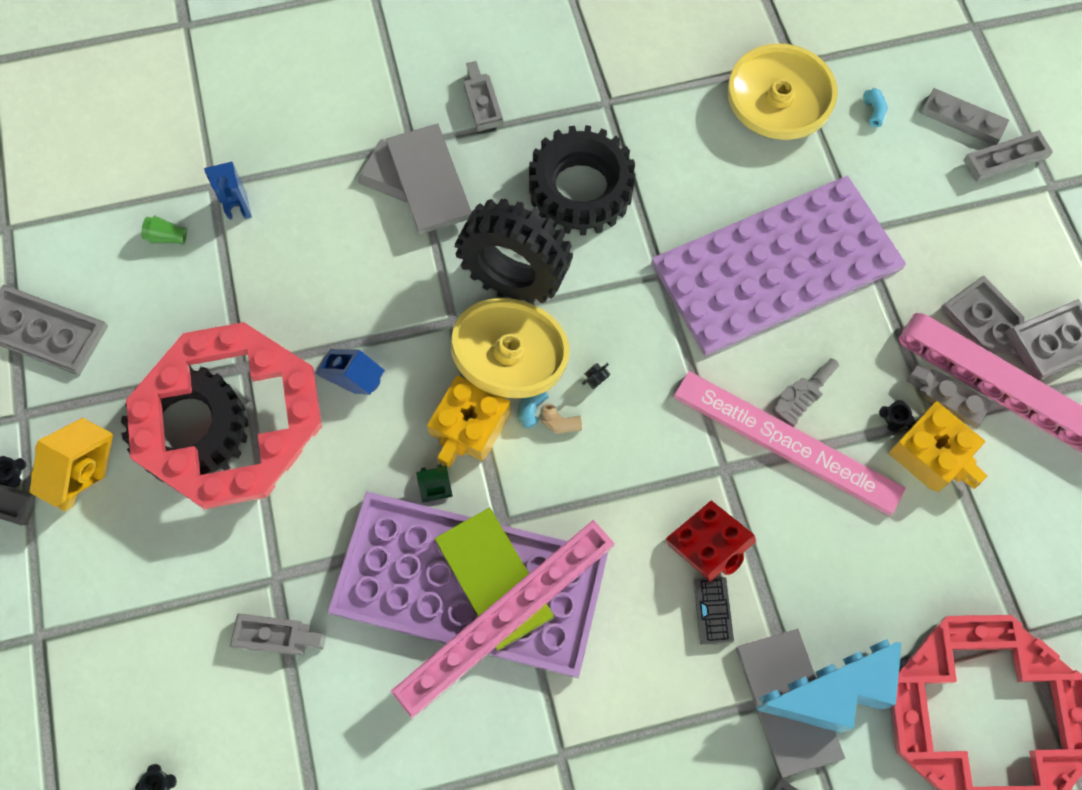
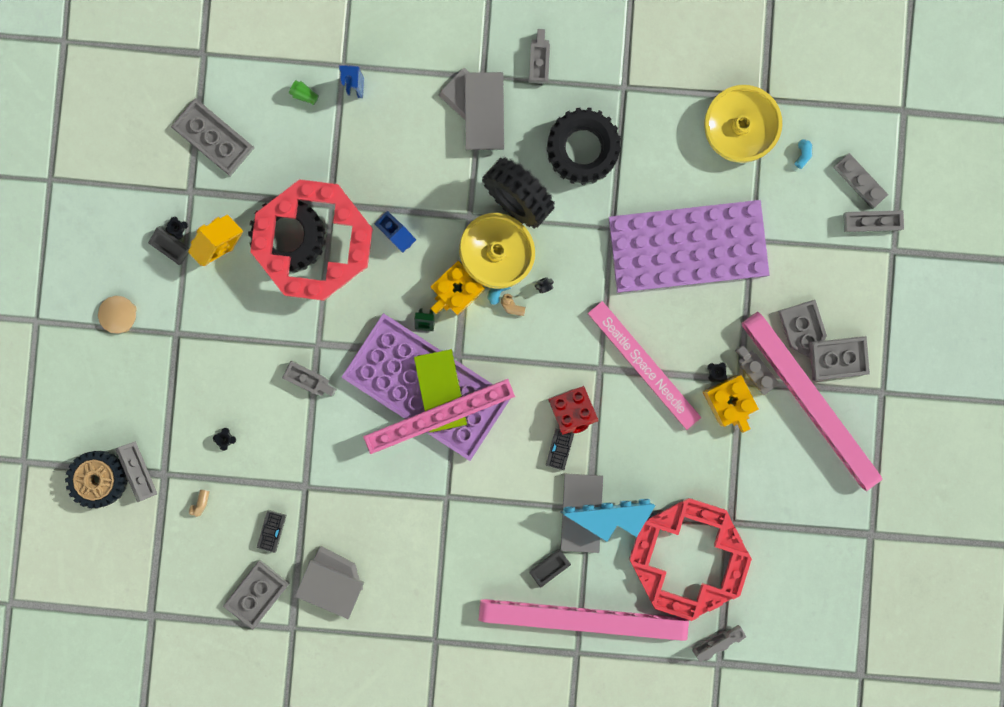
camera: 20 degrees right, 20 degrees up
(801, 394) = (666, 338): light grey piece -> none

